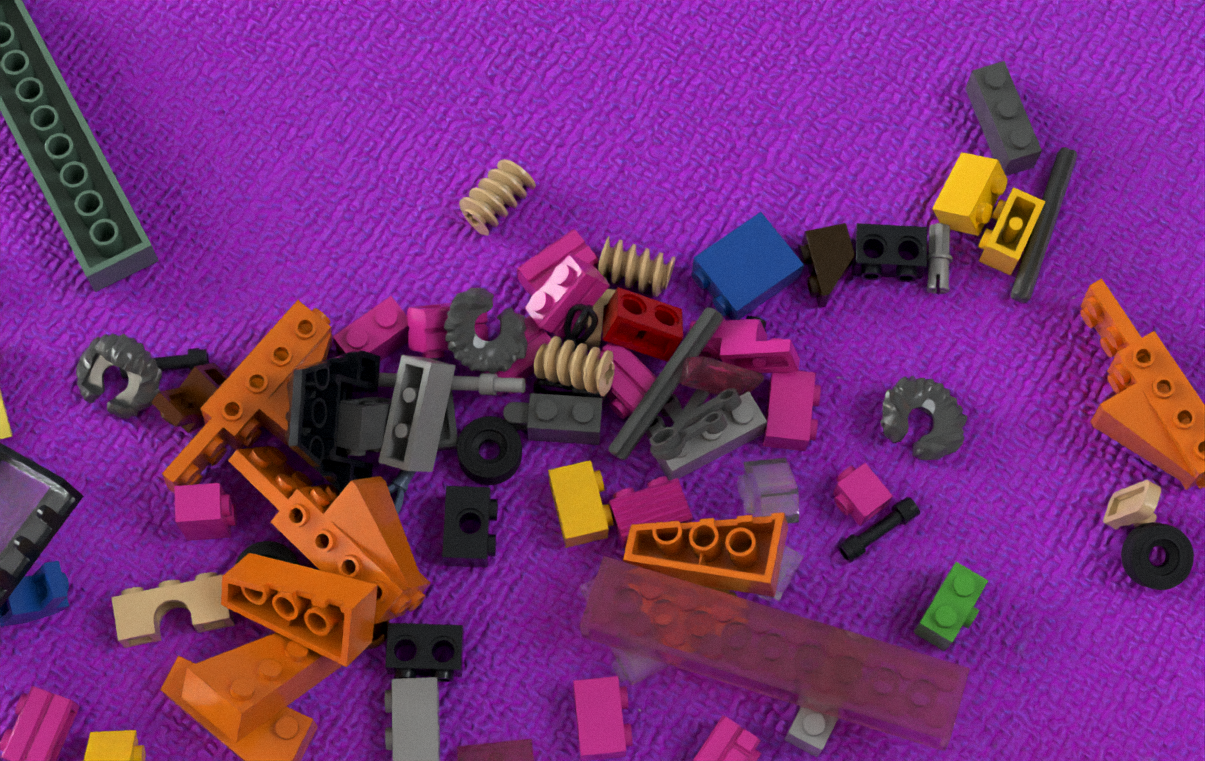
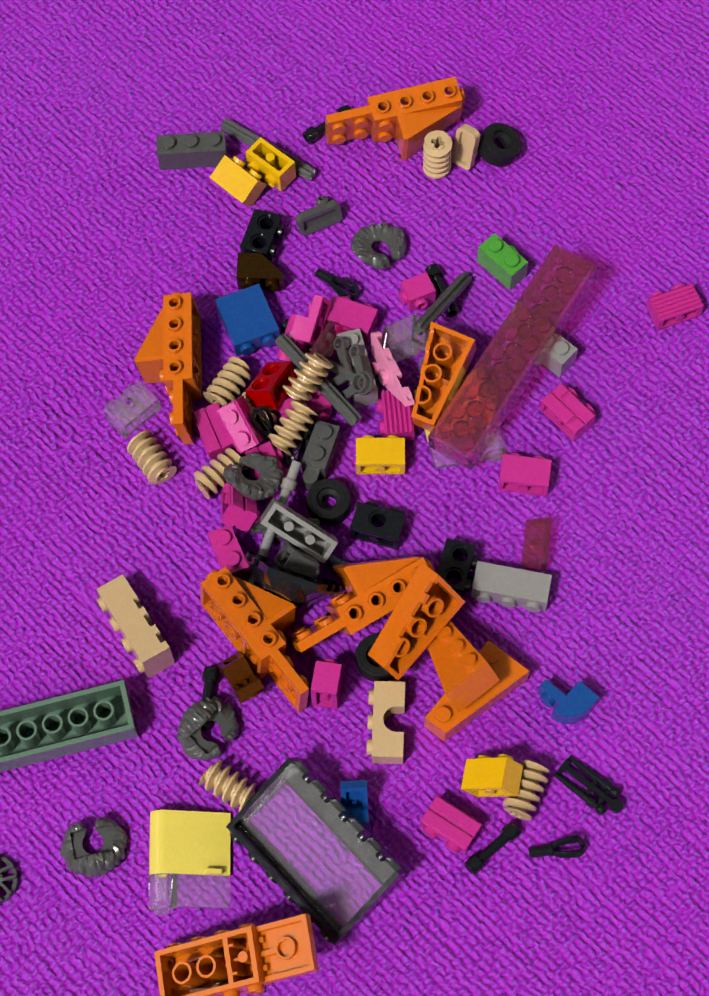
camera: 70 degrees left, 5 degrees down
(40, 422) = (227, 785): none -> tan piece
(241, 243) = (135, 626): none -> tan wedge
(476, 276) = (213, 475): none -> tan piece
(565, 151) = (131, 409): none -> clear brick
(649, 170) = (174, 357): none -> orange wedge
(654, 363) = (308, 377): none -> tan piece
(698, 479) = (387, 371): none -> bright pink wing
(841, 529) = (442, 303): none -> dark grey axle
(848, 368) = (332, 281): none -> black piece
(939, 258) = (286, 214): light grey axle -> none
(948, 324) = (319, 217): none -> dark grey piece
(1103, 464) = (437, 154): none -> tan piece
(1139, 315) = (312, 134): none -> black bar

